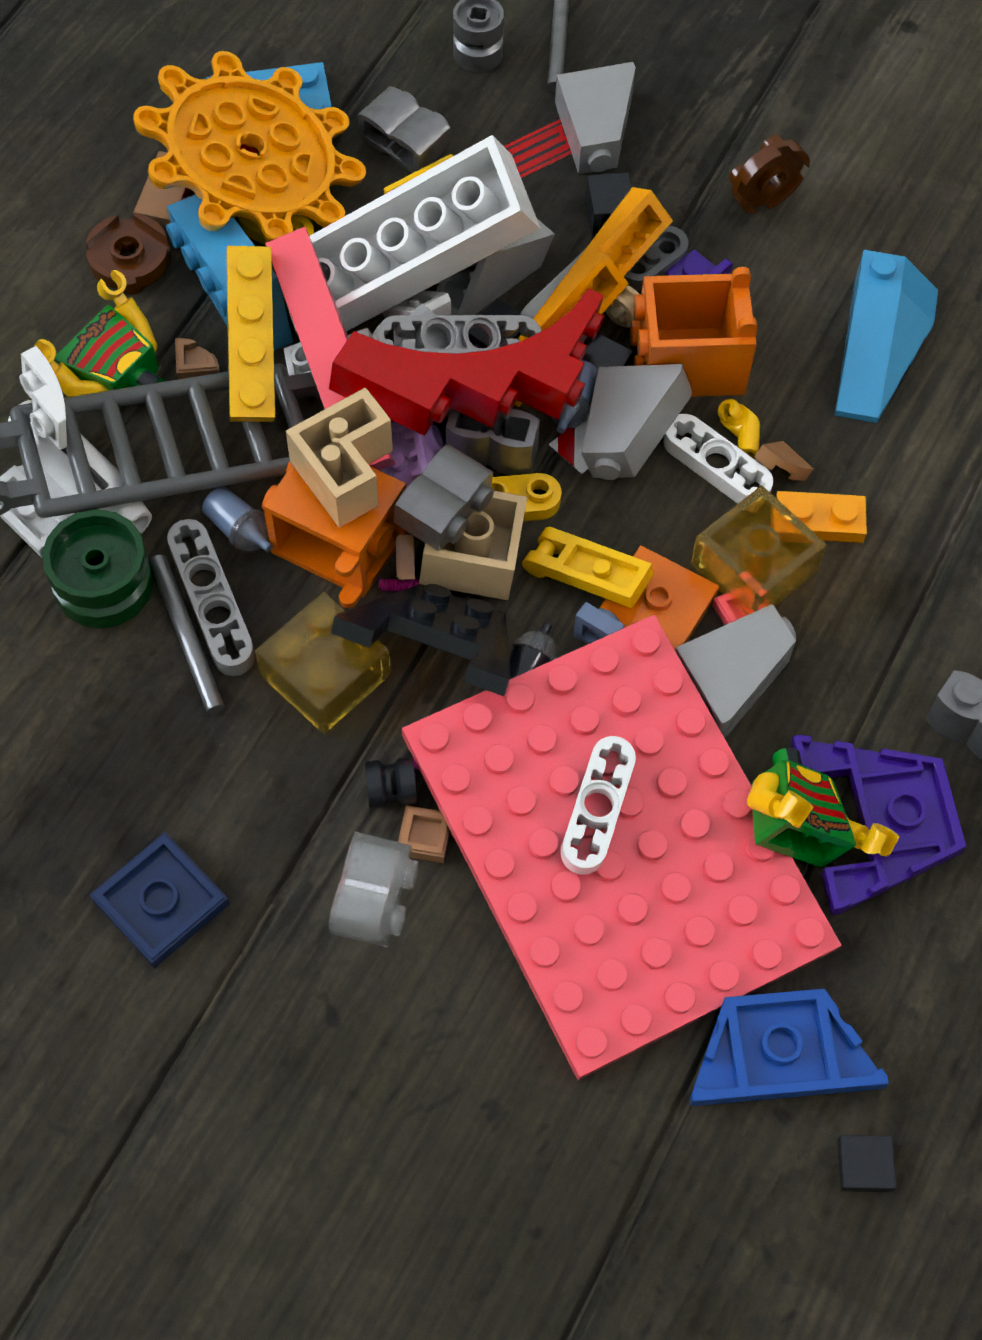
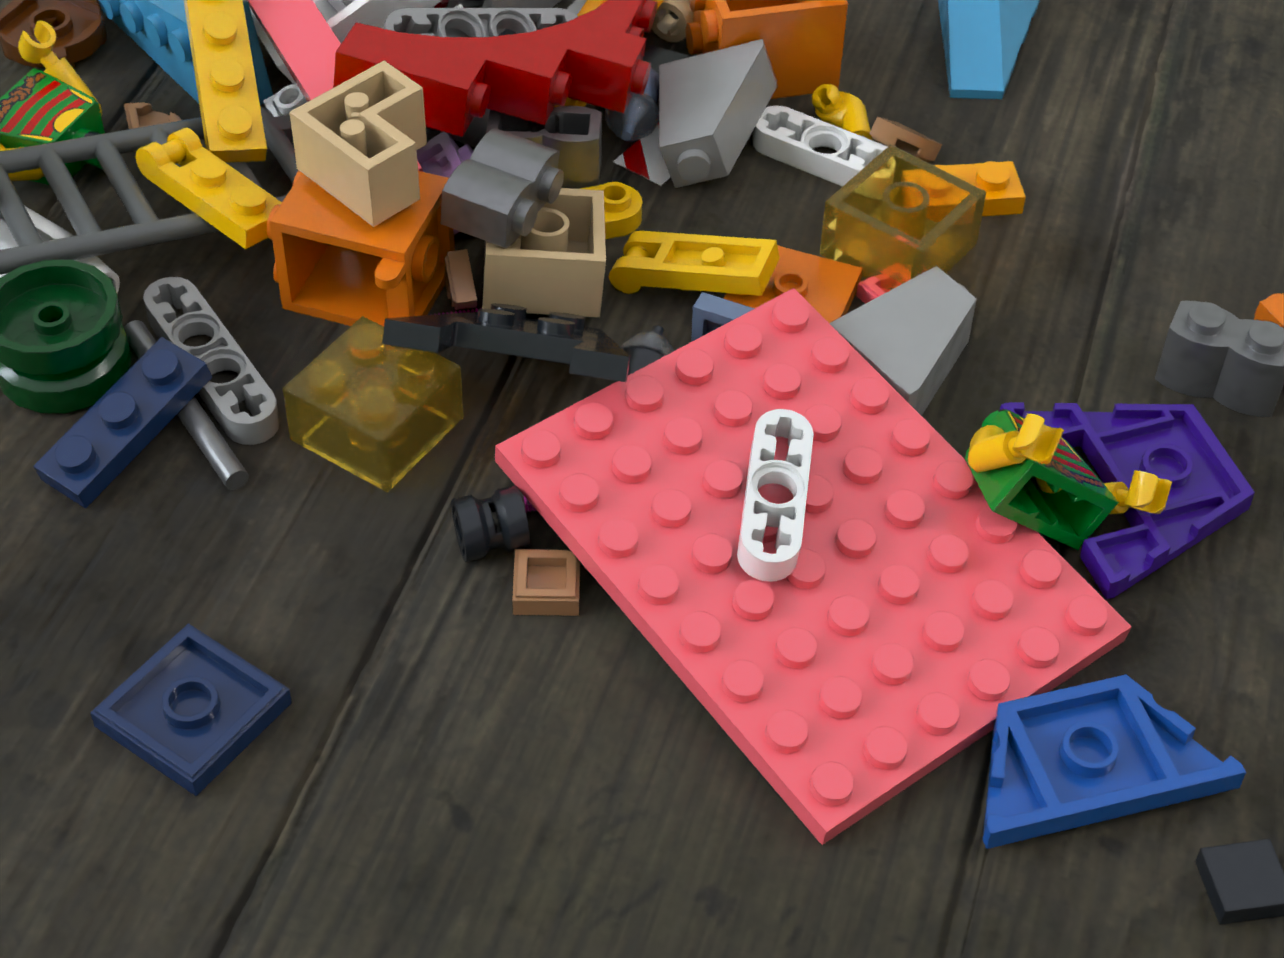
camera: 10 degrees left, 15 degrees down
(140, 649) = (123, 422): none -> dark blue plate
(227, 452) = (208, 186): none -> yellow plate
(237, 520) = (238, 273): piece -> none
(371, 890) = (488, 649): clear brick -> none

